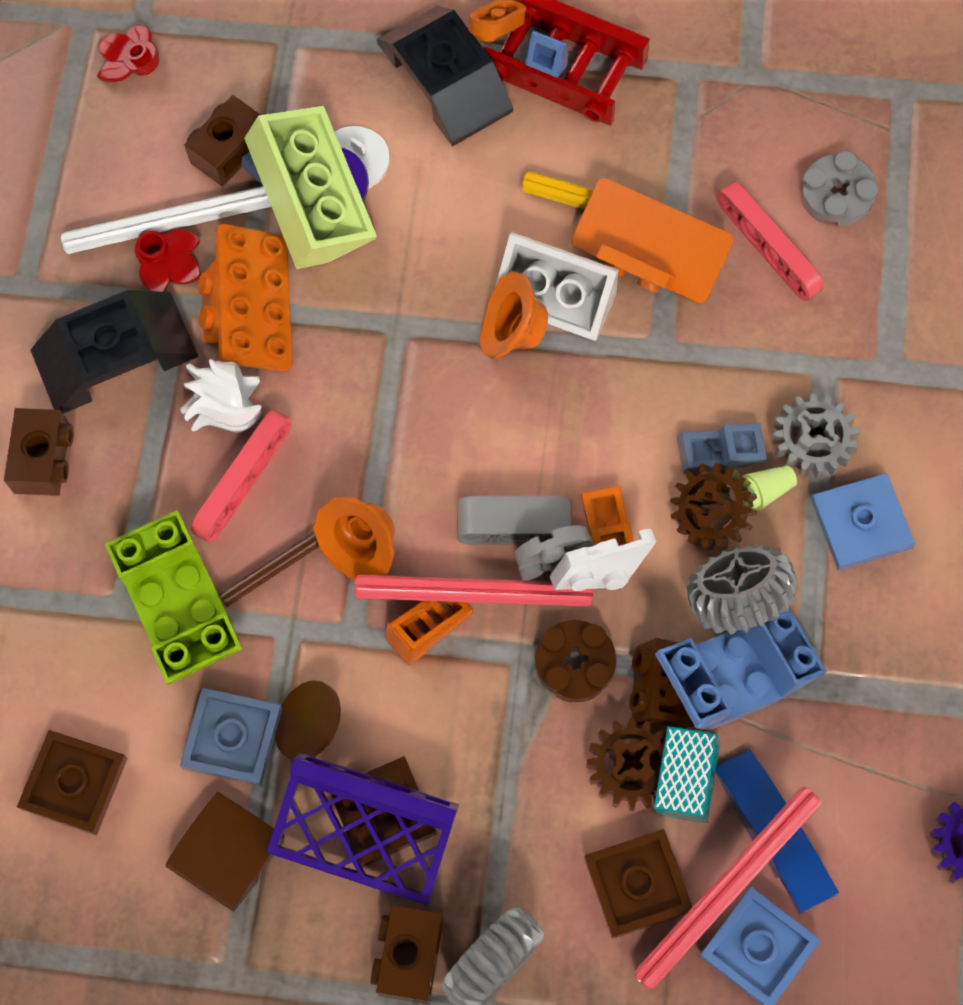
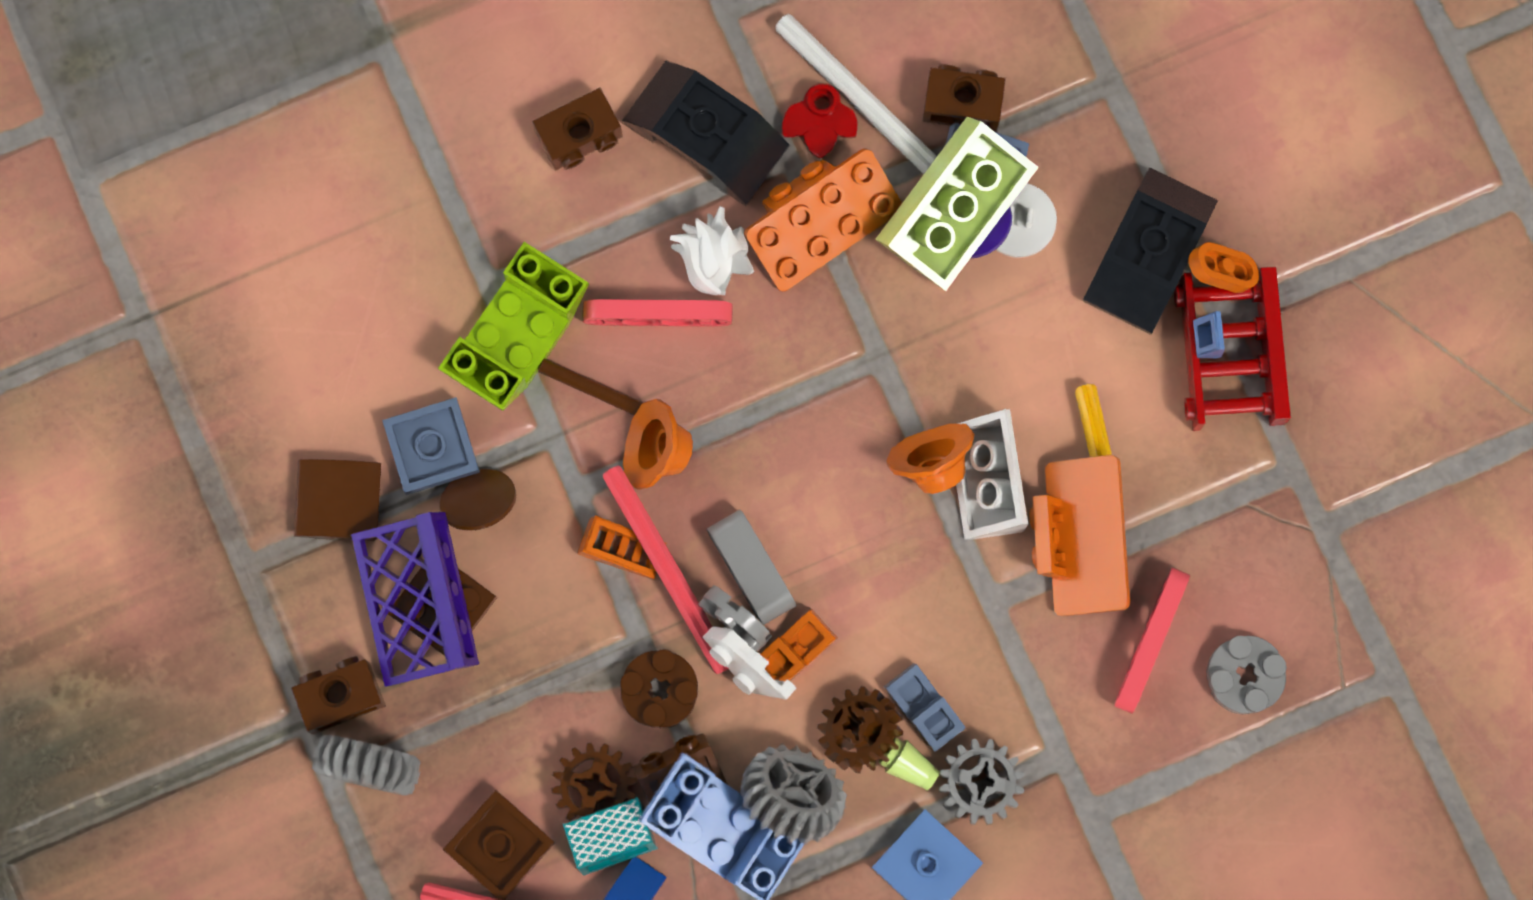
camera: 55 degrees right, 10 degrees up
(72, 782) = (321, 342): reddish brown plate -> none

